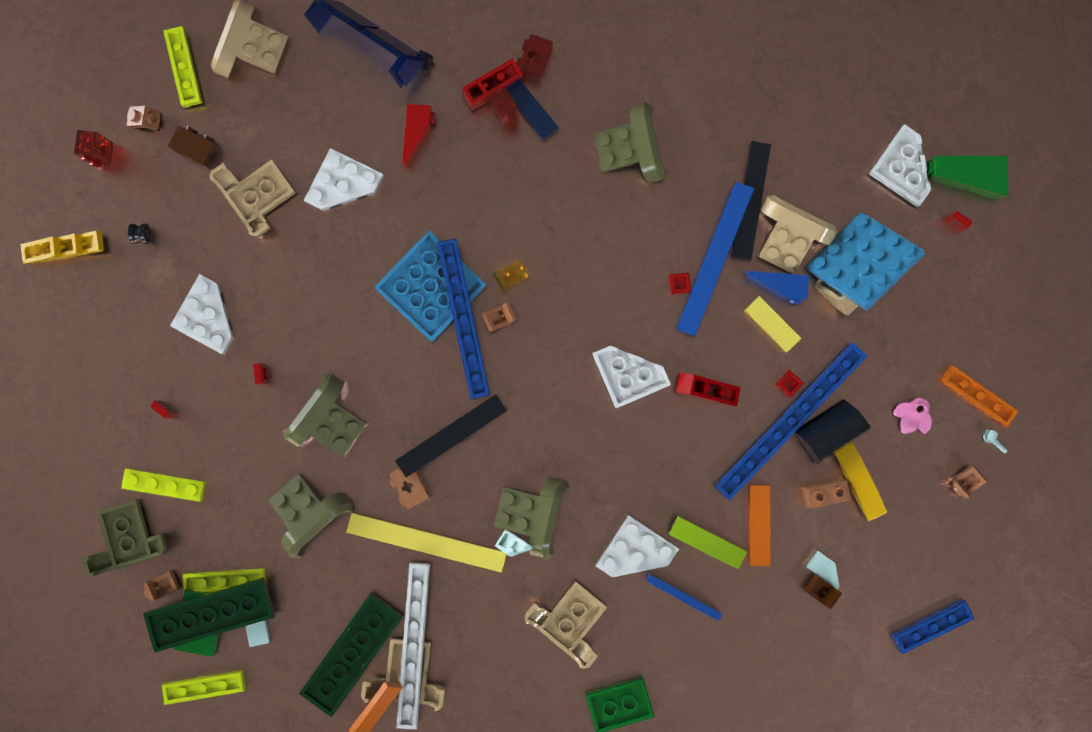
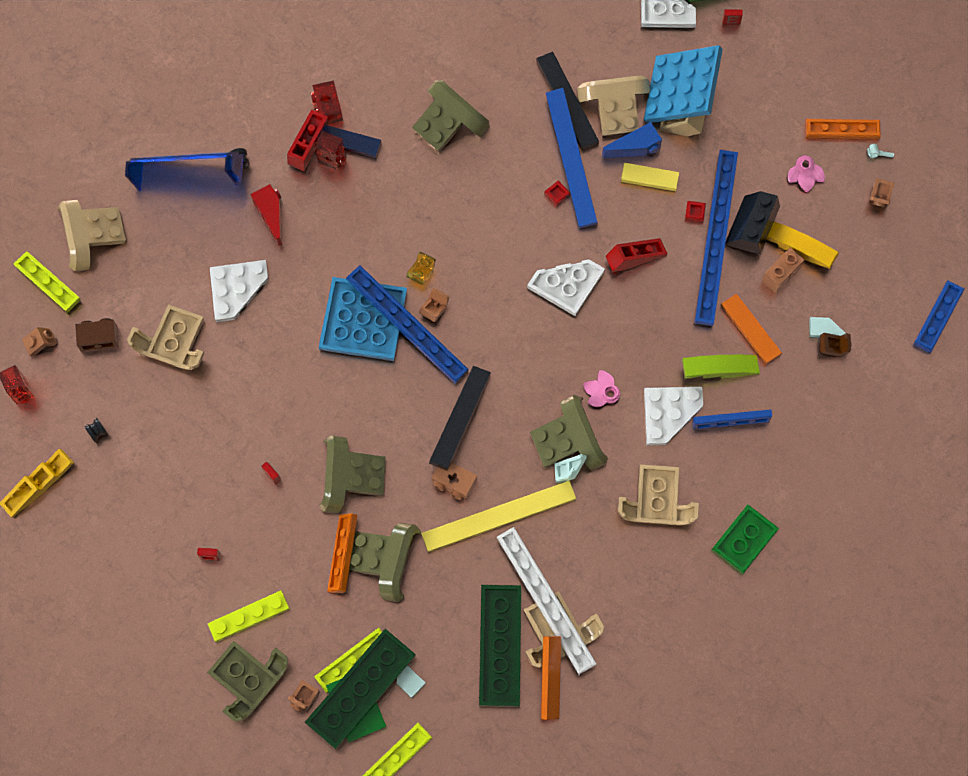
camera: 35 degrees left, 15 degrees down
(205, 316) = (193, 460): white plate -> none
(273, 485) = (342, 553): none -> orange tile
(590, 488) = (599, 389): none -> bright pink plate

